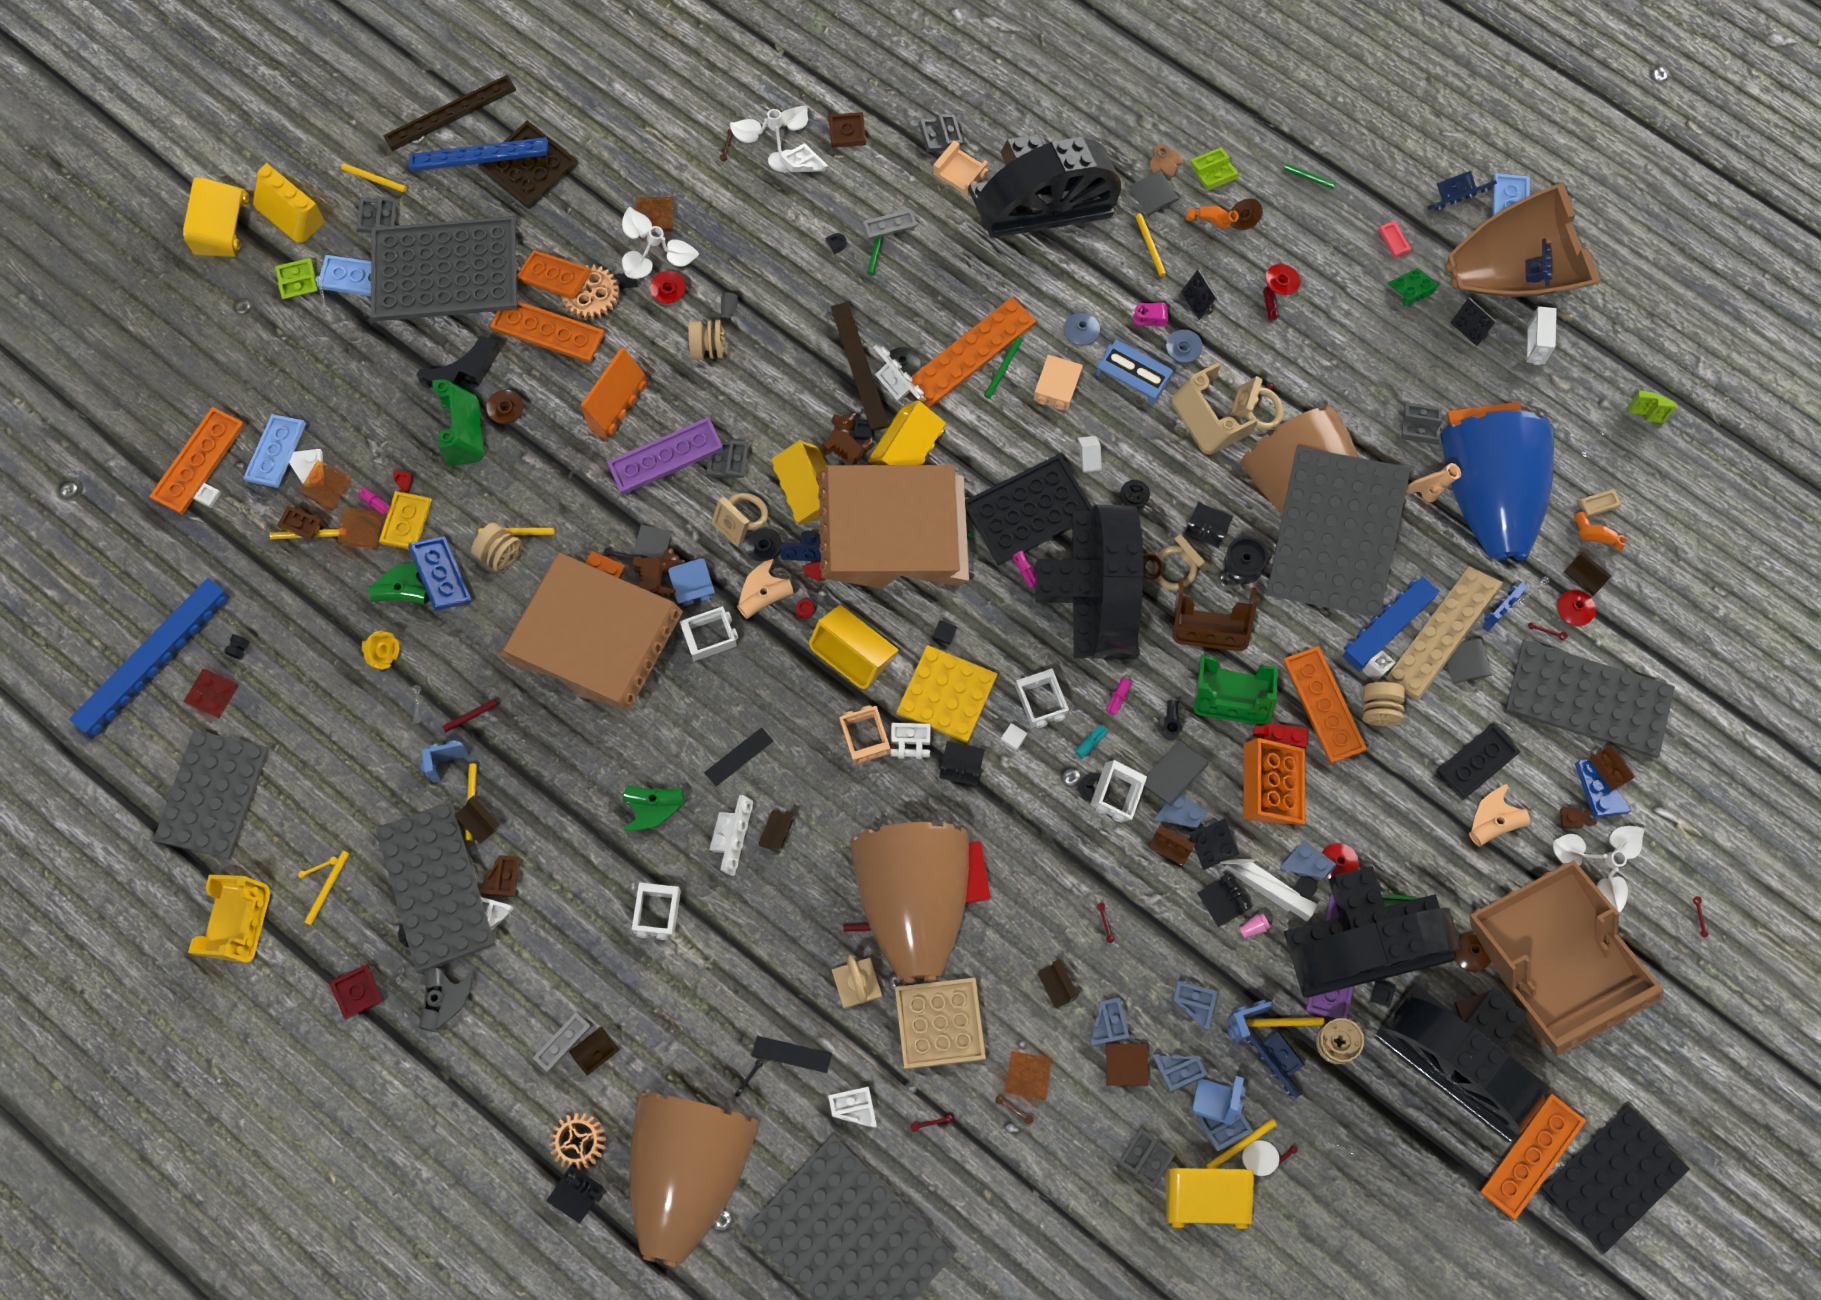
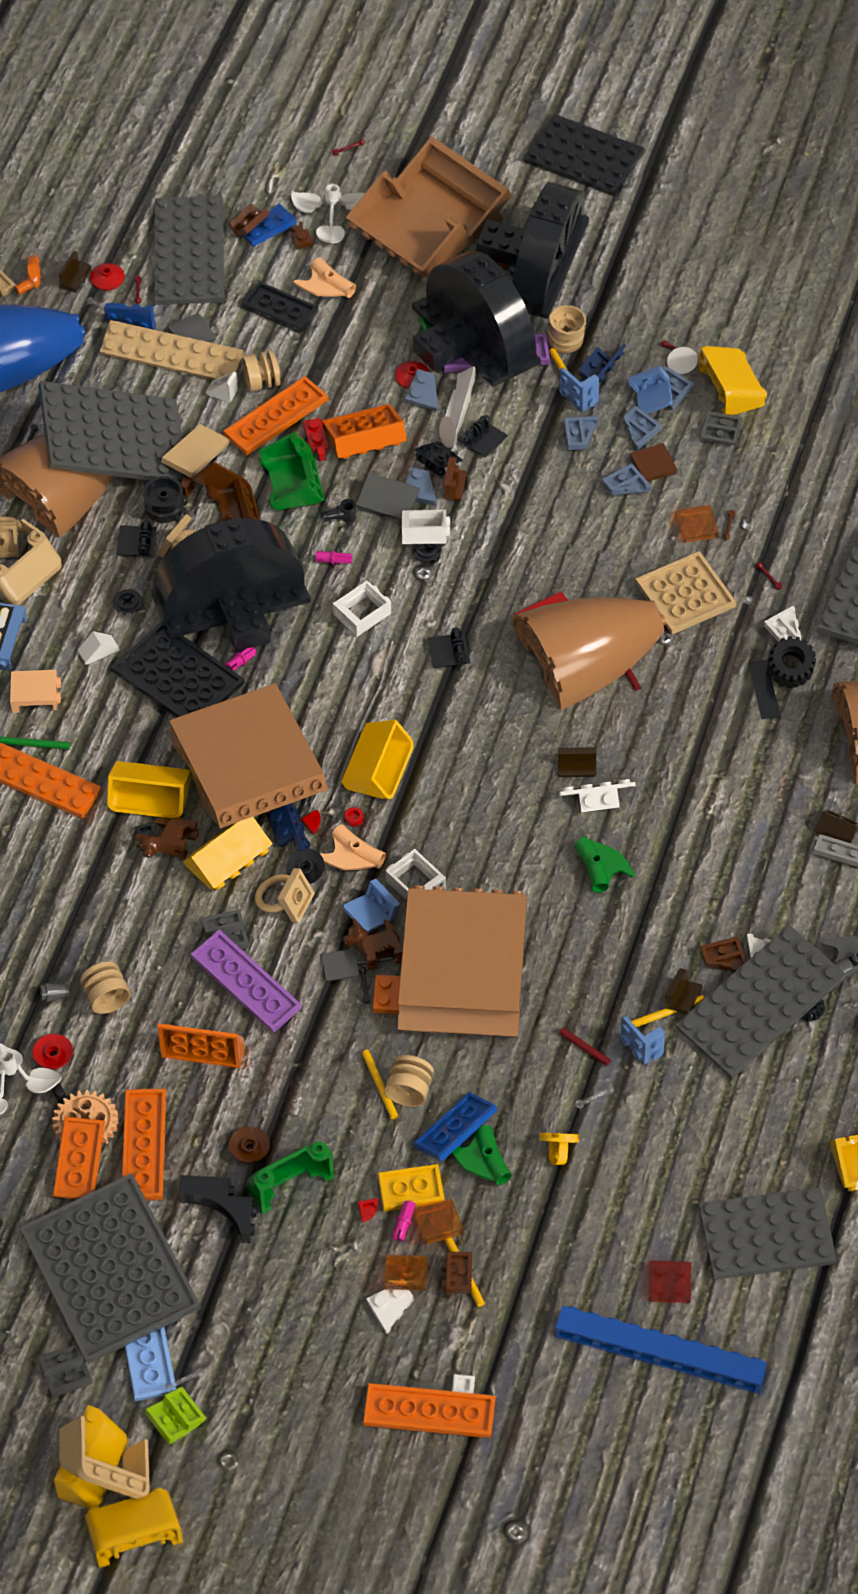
camera: 110 degrees left, 15 degrees down
(236, 647) = (613, 1275): black wheel -> none
(245, 199) = (130, 1481): none -> tan windscreen
(274, 451) = (387, 1341): light blue tile -> none
(302, 874) = (778, 1102): yellow hinge -> none
(326, 888) = (805, 1095): yellow bar -> none
(372, 177) = (18, 1394): yellow bar -> none
(659, 891) = (696, 838): white window -> none
(738, 756) = (521, 819): black sticker -> none
(759, 1063) = (816, 713): black hinge -> none
(787, 1082) = (795, 648): none -> black tyre
(856, 982) = (681, 659): tan tile -> none
(859, 367) = (77, 858): dark brown tile -> none
(871, 752) = (470, 713): light nougat window -> none
(894, 379) = (85, 818): white bracket -> none
(910, 734) = (440, 694): white plate -> none
(912, 359) = (59, 833): pearl dark grey dish -> none
(944, 632) = (329, 702): black tile -> none
(947, 693) = (388, 682): yellow plate -> none
(1014, 736) = (406, 621): white tile -> none
(1057, 984) = (610, 524): dark brown panel -> none
(1091, 741) = (385, 564): teal axle -> none
(1101, 906) = (529, 518): dark red hinge -> none
(1241, 1145) = (697, 385): yellow bar -> none
(1256, 925) = (495, 410): bright pink cone -> none
(1261, 590) = (188, 486): none -> reddish brown tile
(1298, 609) = (195, 450): none -> tan tile
(1306, 887) = (445, 388): black tile -> none
(1390, 624) = (179, 387): blue brick -> none
(1436, 482) = (32, 376): light nougat pin -> none
(1532, 1156) = (608, 204): orange plate -> none

